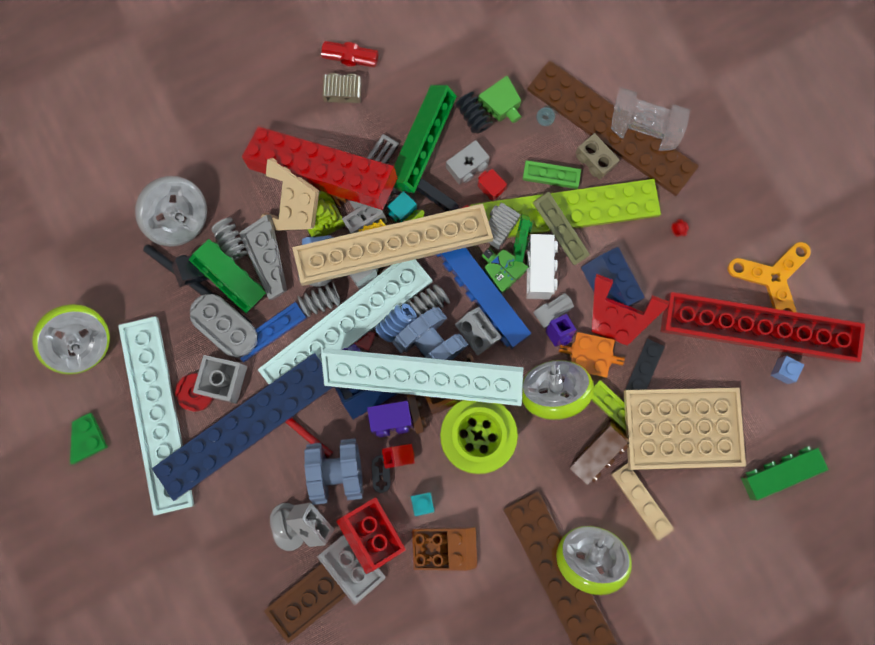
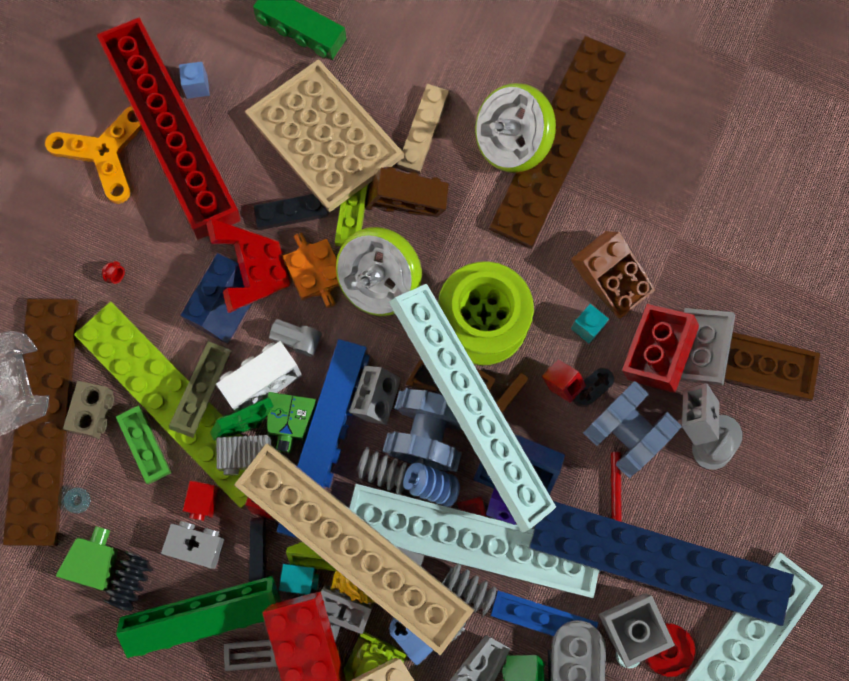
camera: 130 degrees left, 5 degrees down
(390, 418) = (535, 410): dark purple brick -> none
(561, 330) = (313, 312): dark purple brick -> none

